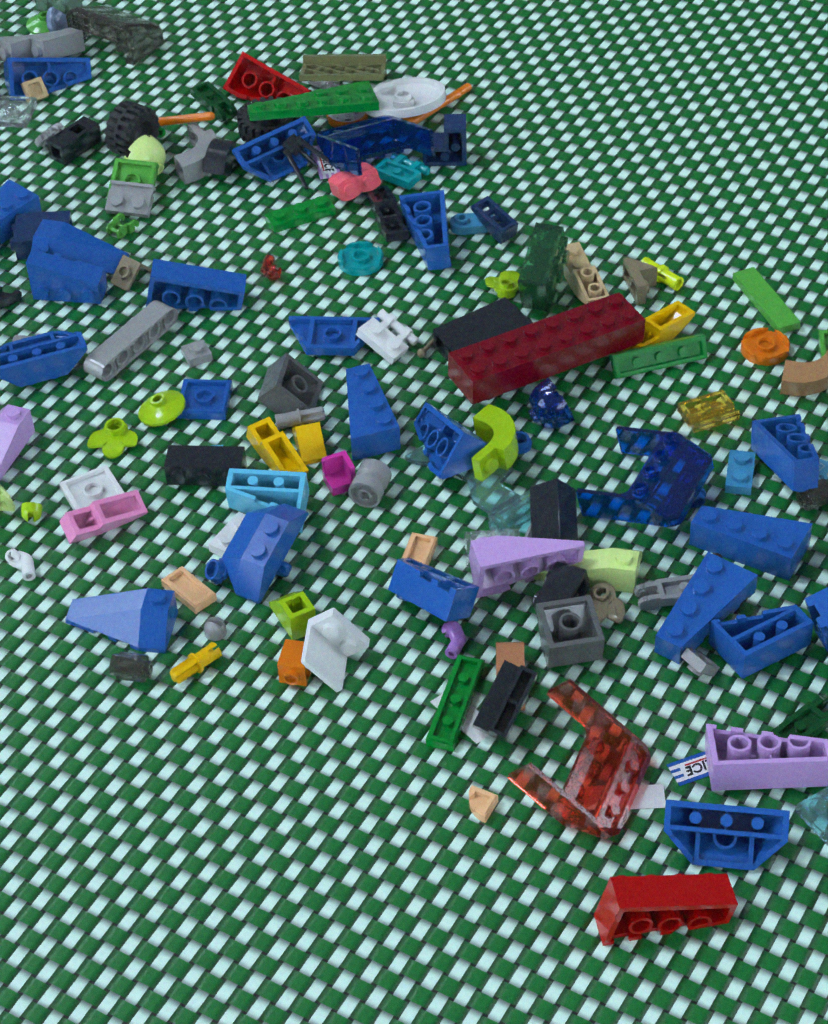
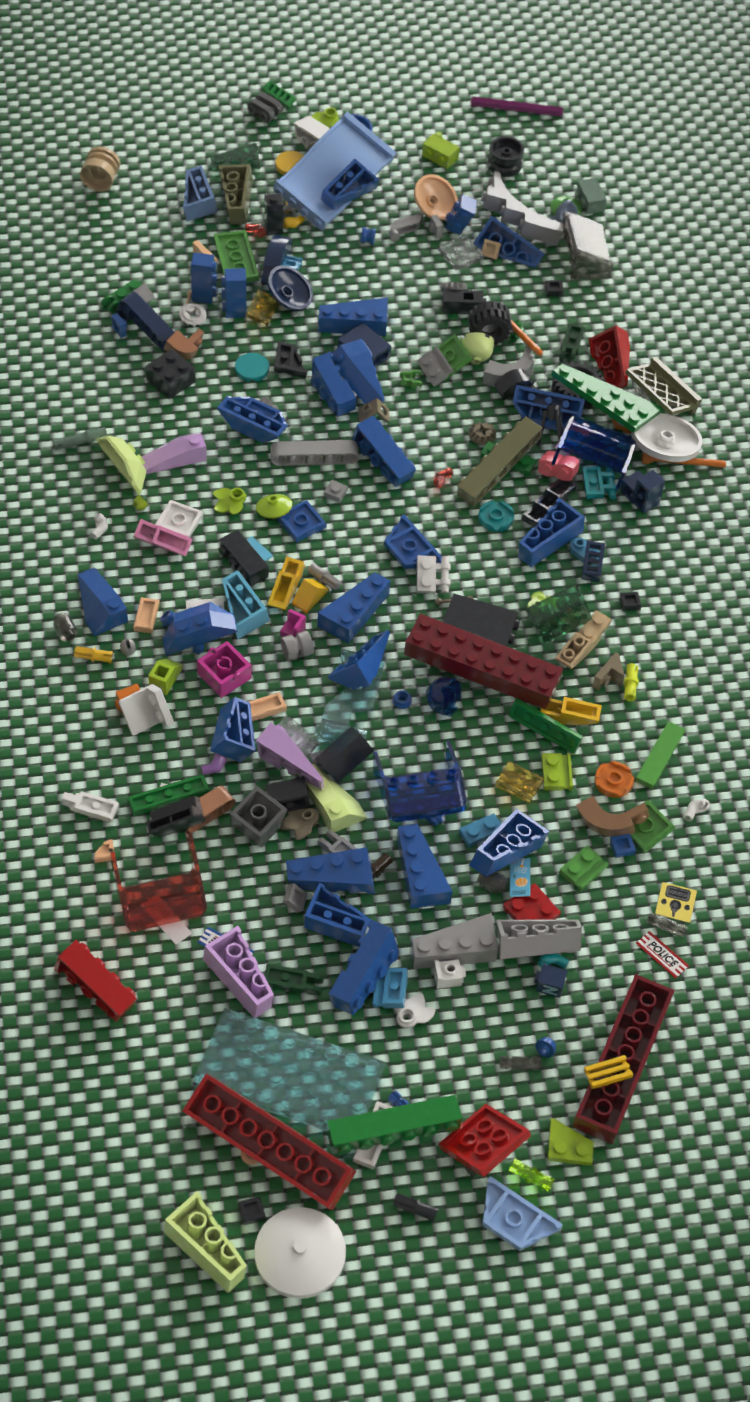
camera: 45 degrees right, 10 degrees up
(132, 79) = (554, 288): none -> black tile
(254, 214) = (477, 436): none -> dark tan gear
(289, 386) = (343, 556): dark grey slope -> none
(305, 214) = (499, 461): none -> olive brick
(340, 556) = (224, 669): none -> dark pink brick
(406, 779) = (91, 805): none -> white hinge
(502, 450) = (380, 691): lime arch -> none
(569, 224) = (630, 601): none -> black tile
(716, 376) = (557, 771): none -> lime plate
(725, 833) = (169, 979): blue wedge -> none

